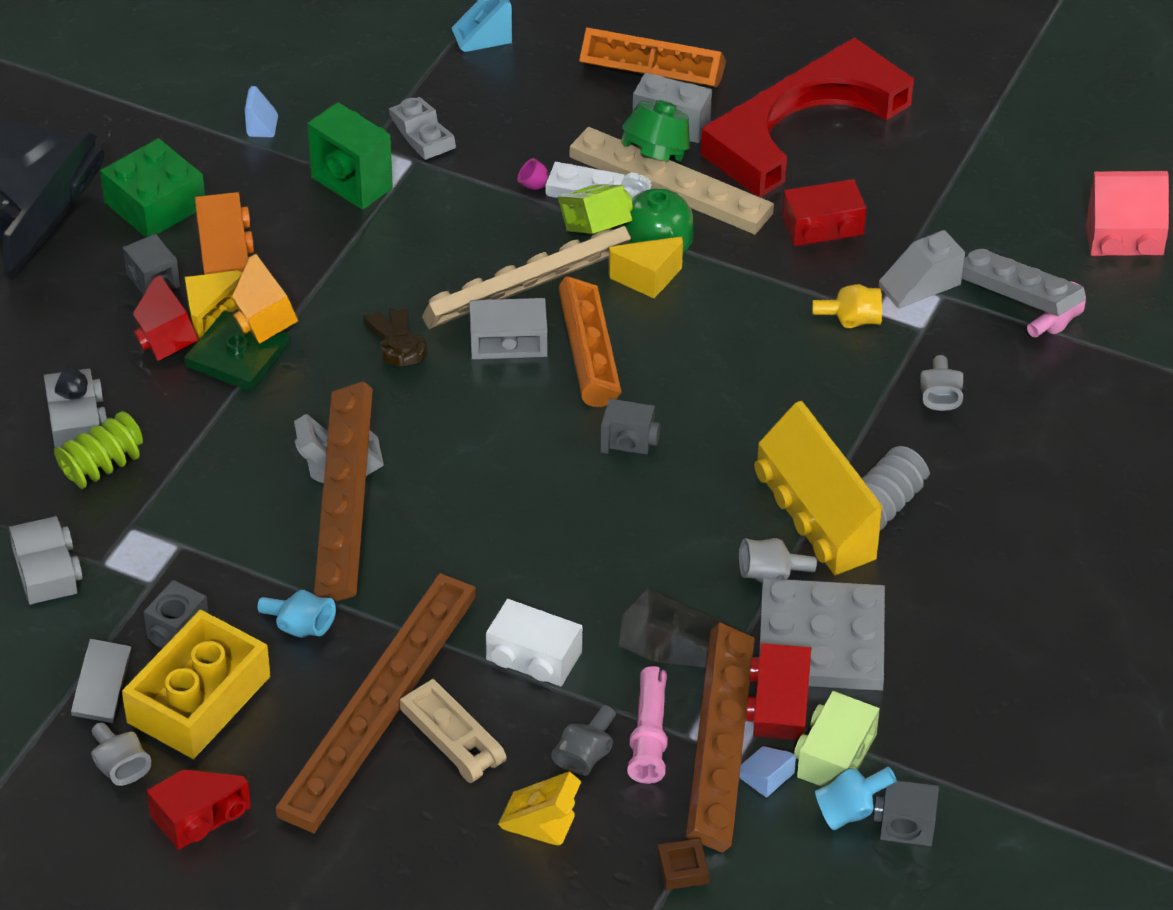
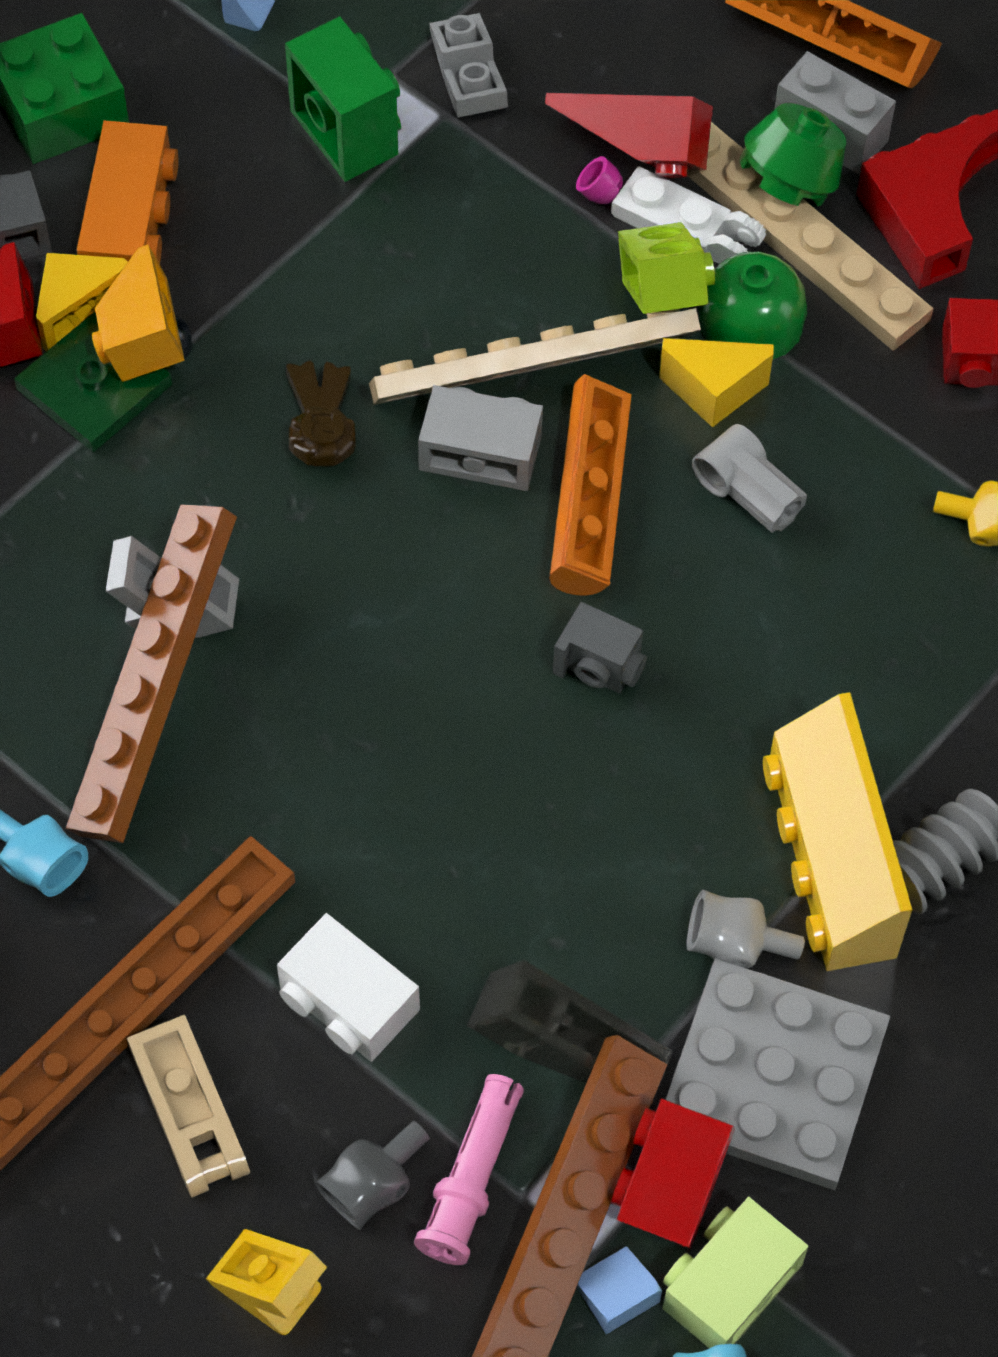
camera: 15 degrees right, 15 degrees up
(559, 135) = (656, 130): none -> slope
(681, 312) = (739, 467): none -> light grey piece

